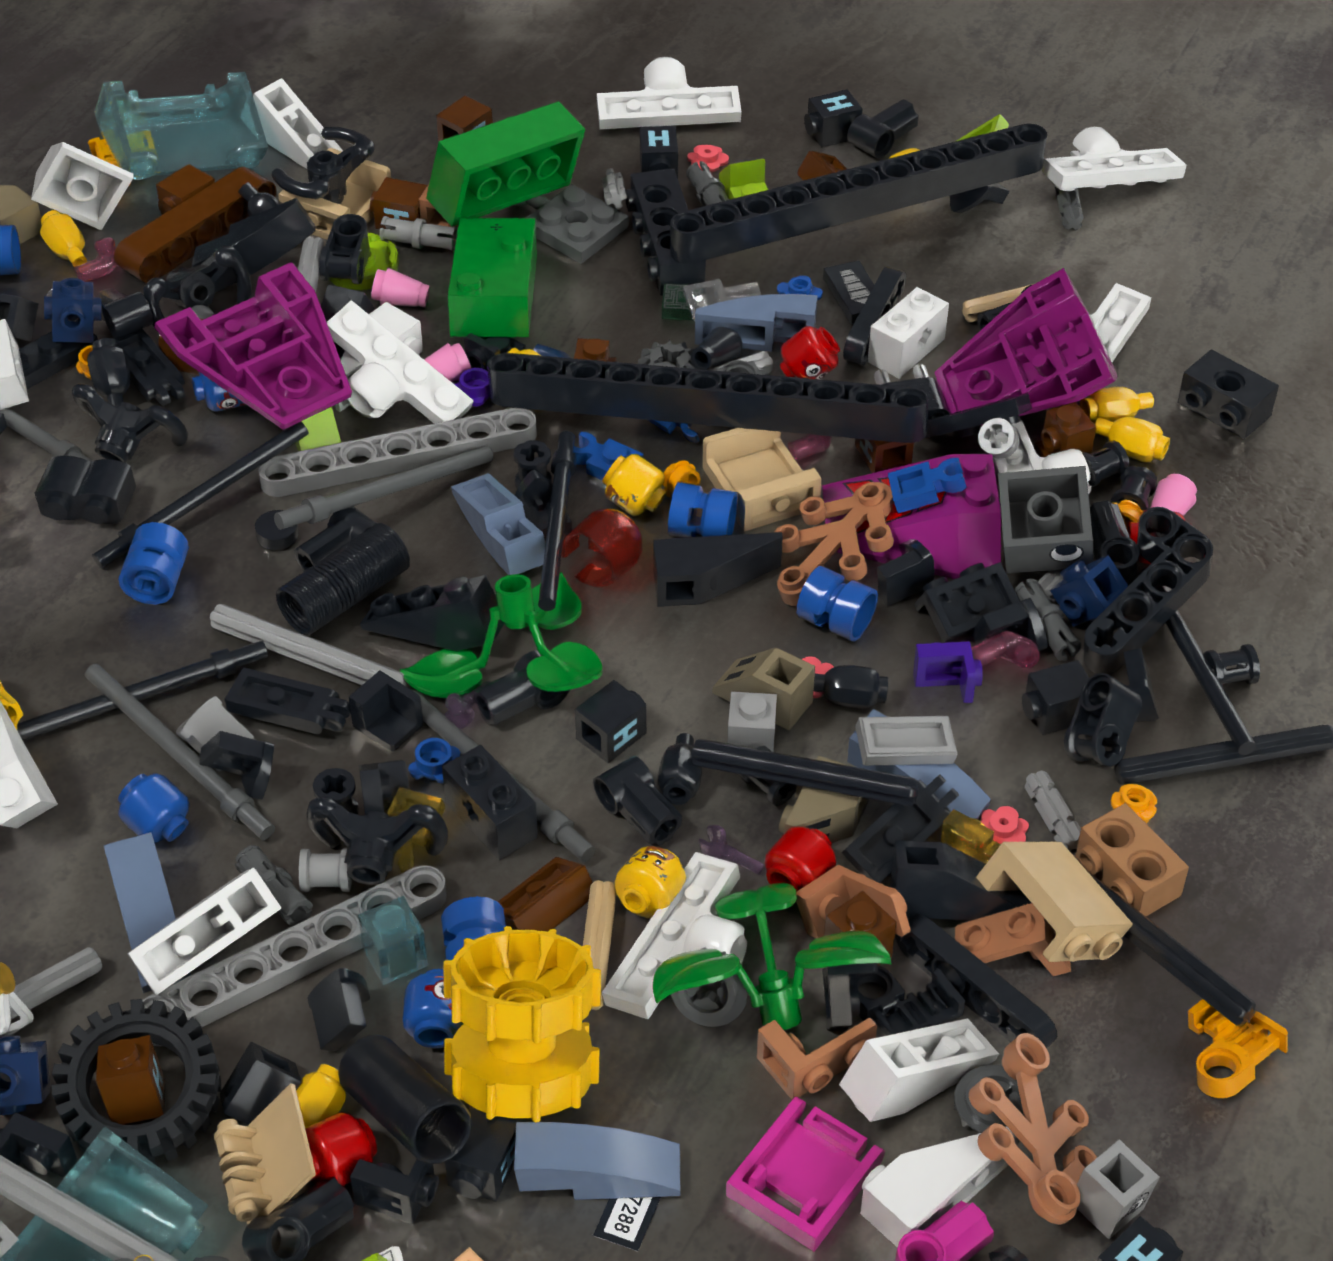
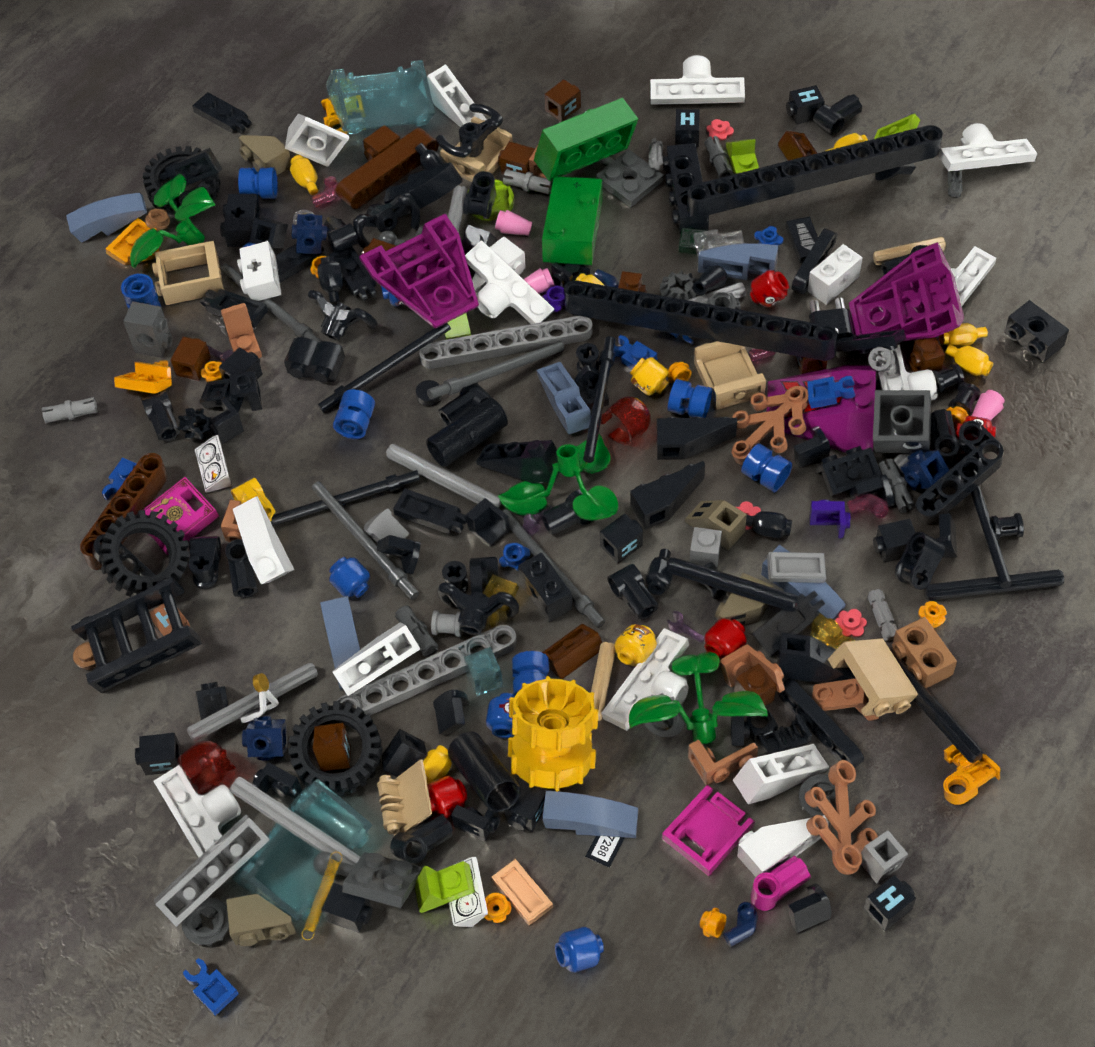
camera: 10 degrees right, 10 degrees up
(674, 656) = (663, 497): none -> black slope

